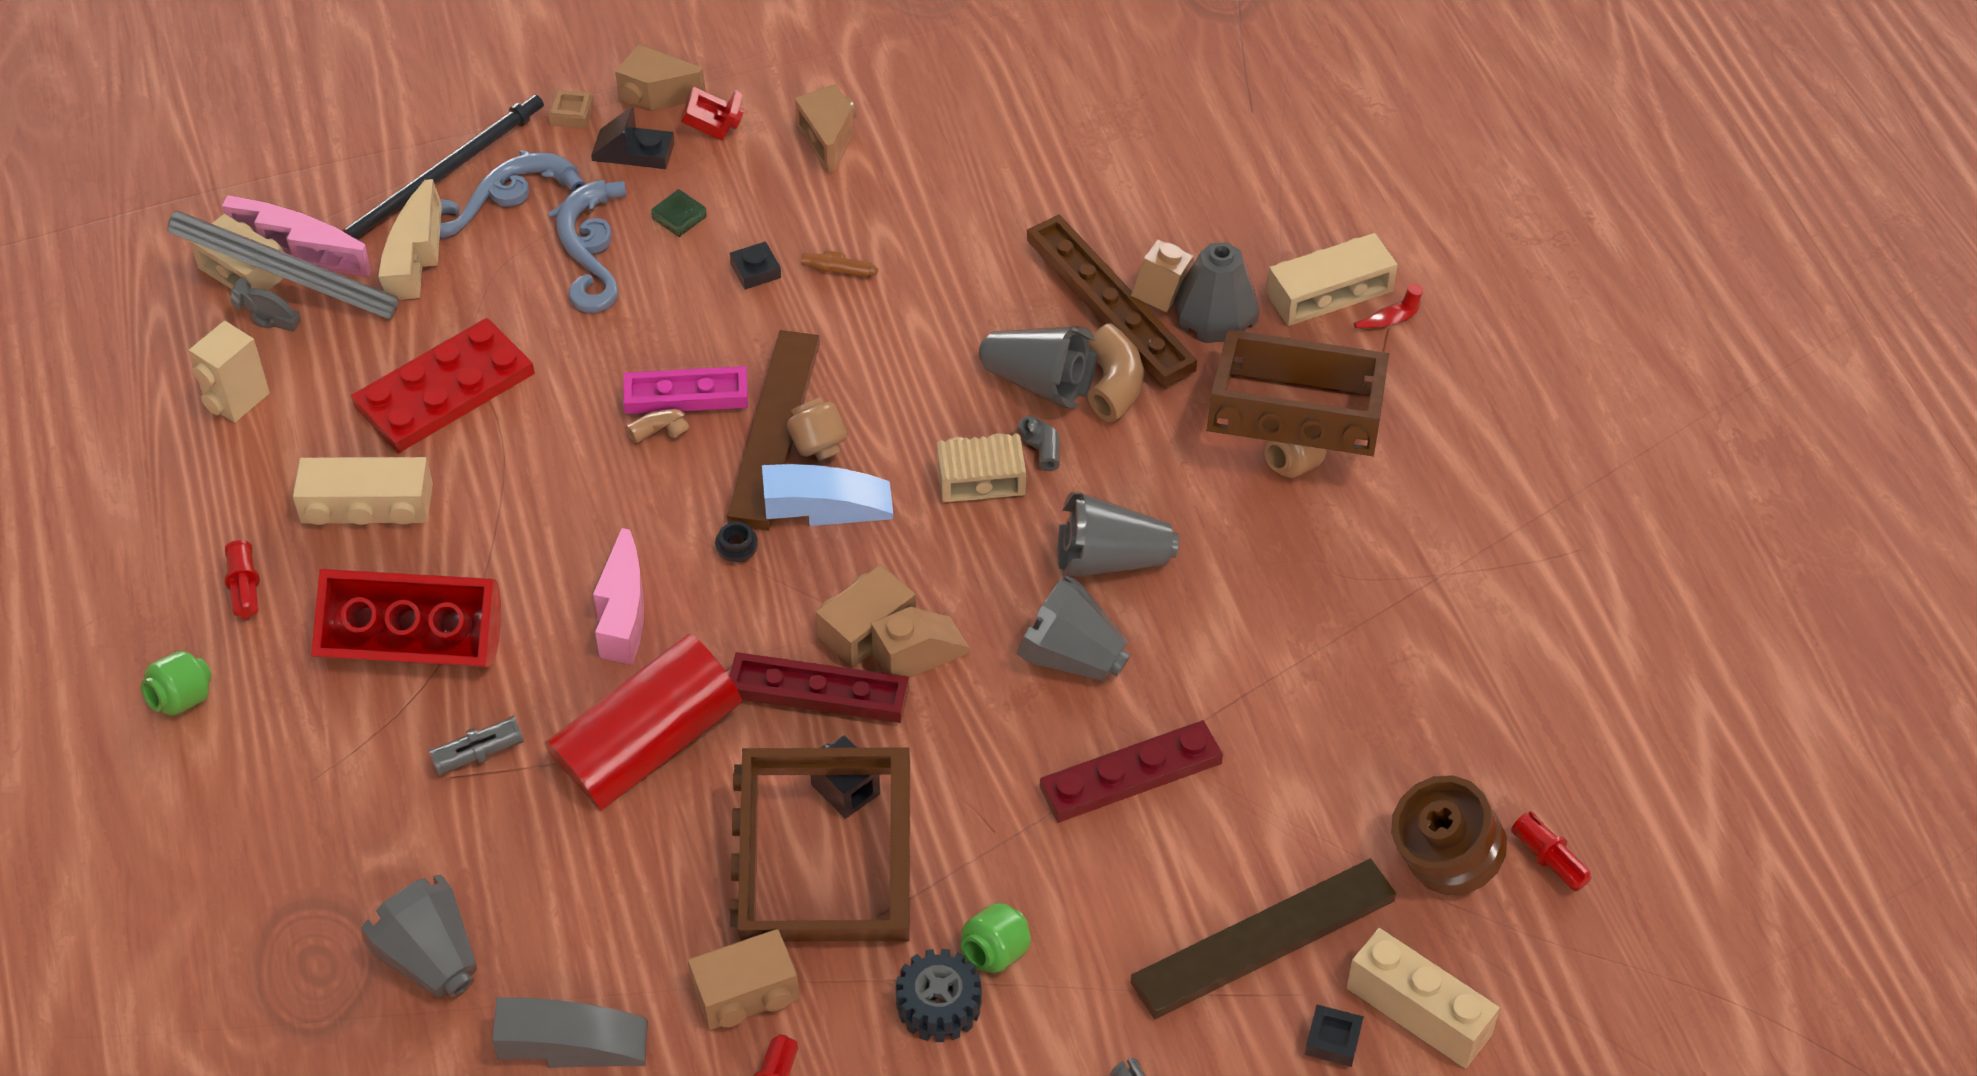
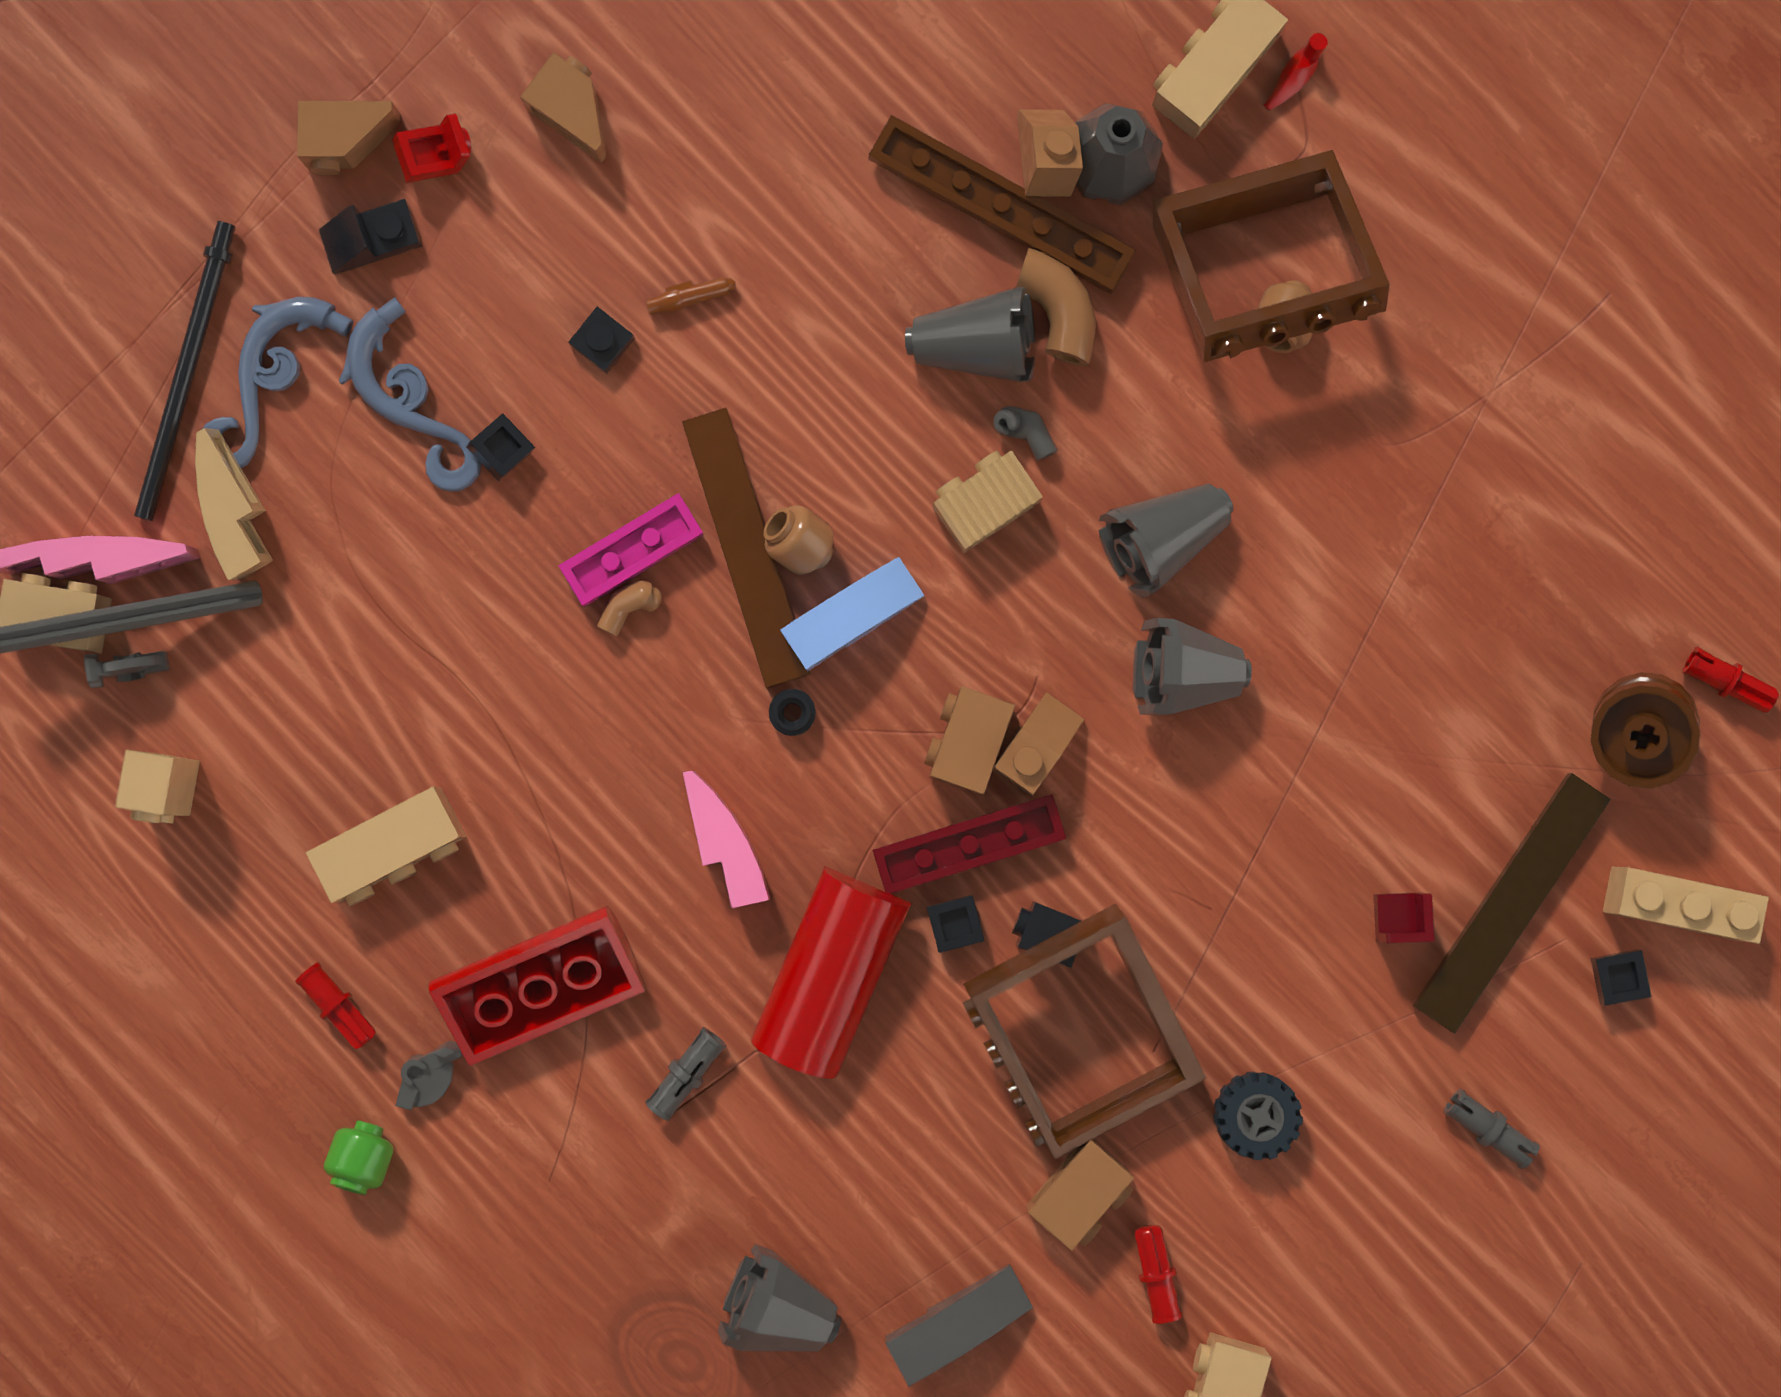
camera: 30 degrees left, 35 degrees up
(273, 657) = (427, 1076): none -> dark grey piece
(442, 384) = (374, 664): red plate -> none
(571, 108) = (267, 214): medium nougat tile -> none
(634, 290) = (500, 447): none -> black plate
(678, 213) = (477, 307): clear green tile -> none
(770, 731) = (955, 923): none -> black plate
(995, 938) = (1280, 1035): bright green head -> none
(1130, 771) = (1306, 782): dark red plate -> none
(1157, 902) = (1404, 917): none -> dark red panel

